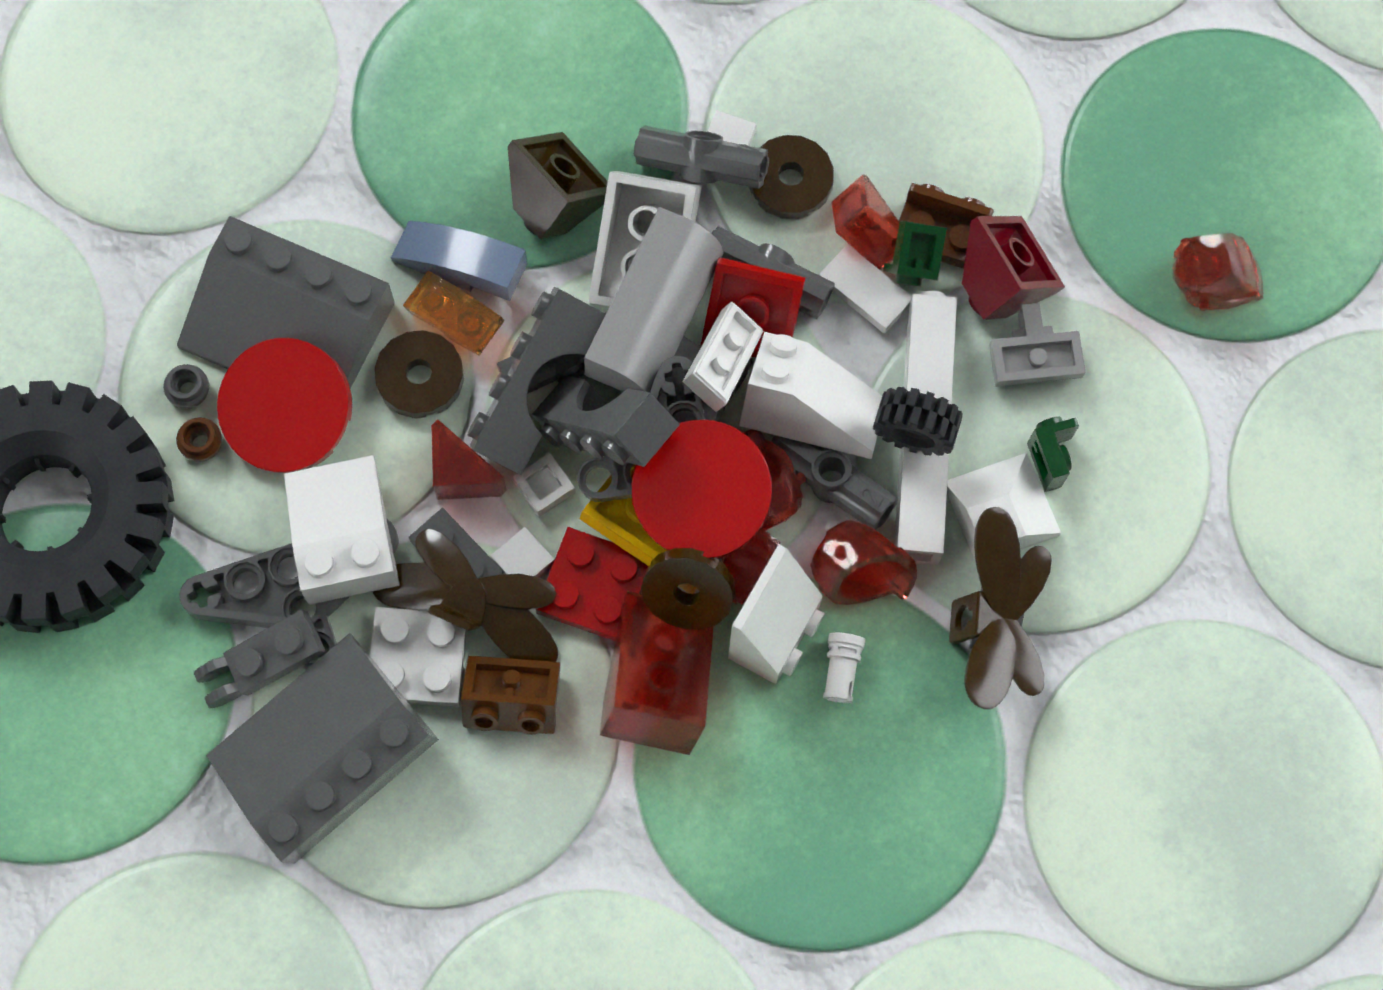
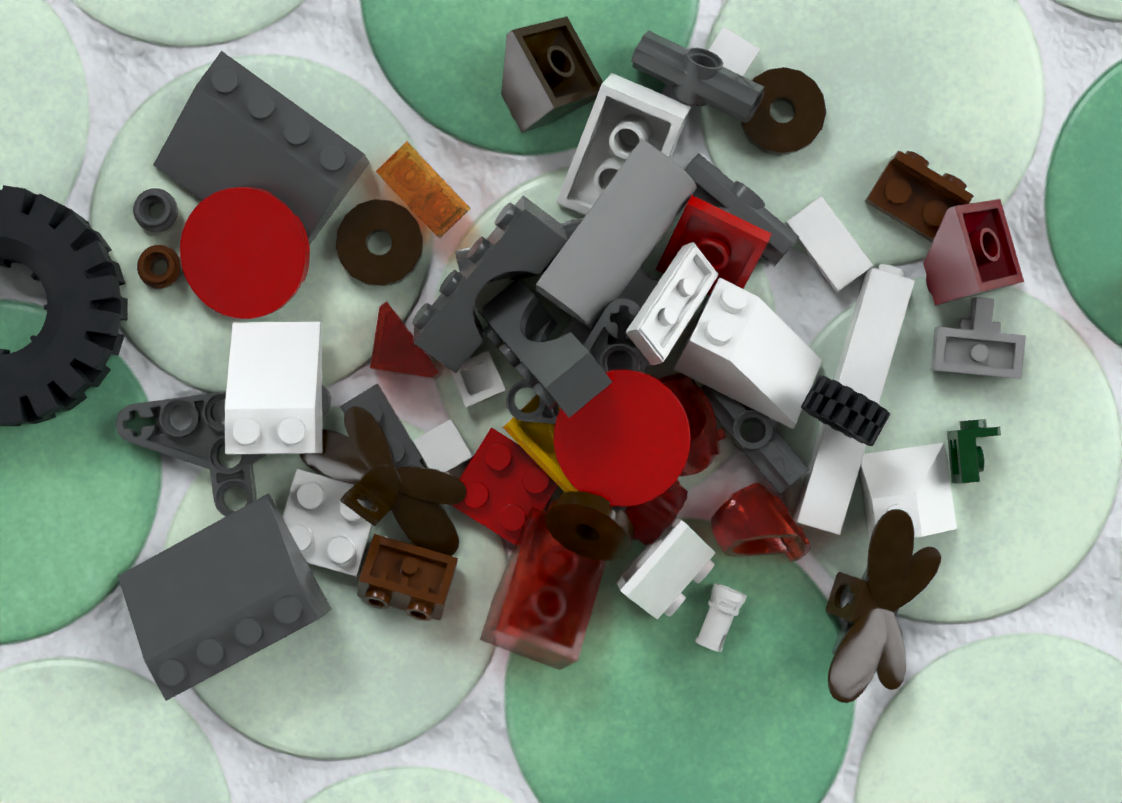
camera: 15 degrees right, 15 degrees up
(263, 658) = (185, 497): dark grey hinge -> none
(462, 257) = (440, 133): sand blue slope -> none
(866, 222) = (846, 179): clear red slope -> none
(917, 253) = (887, 225): dark green bracket -> none

